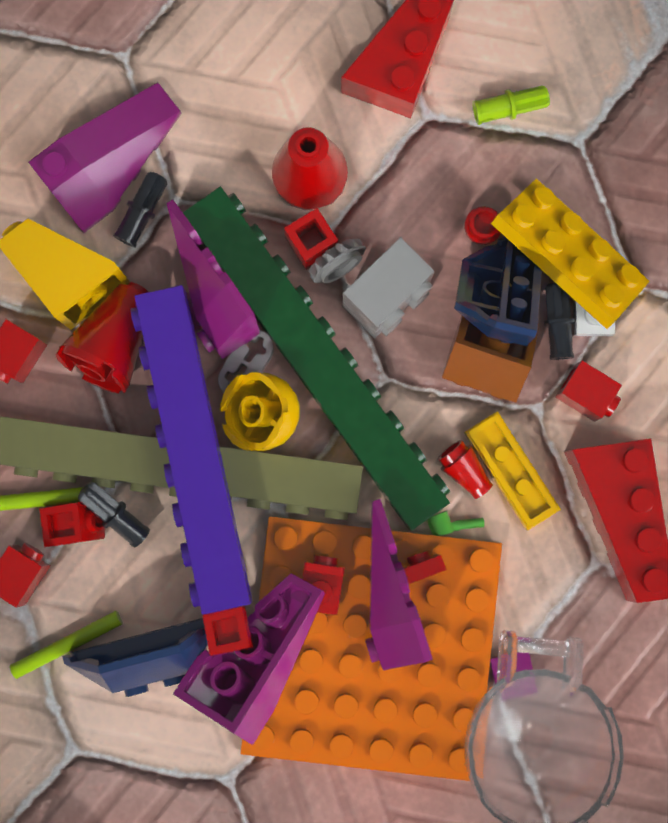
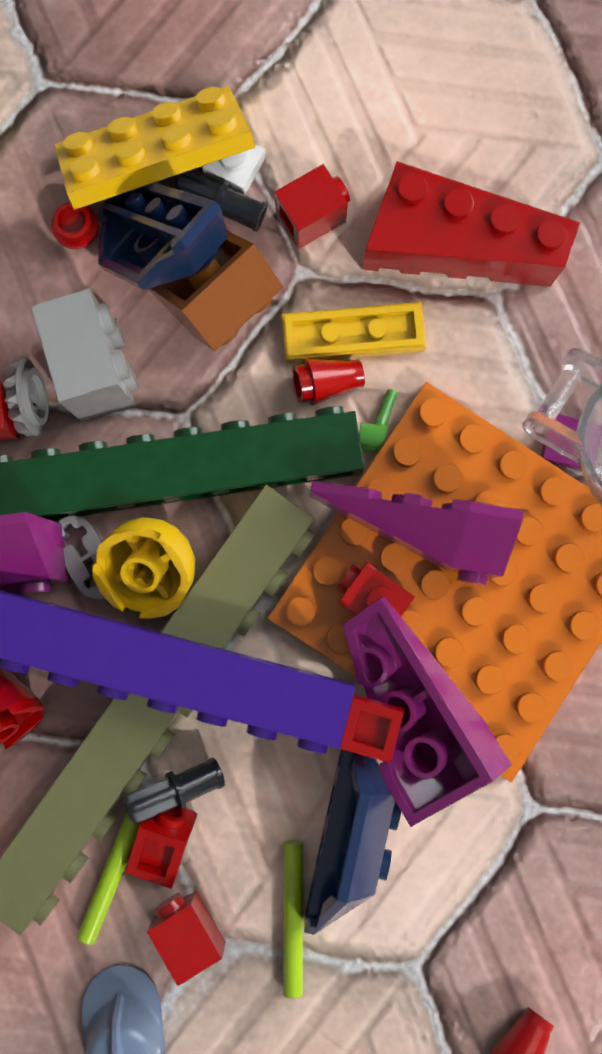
camera: 60 degrees left, 0 degrees up
(423, 566) = (409, 473): red plate -> none

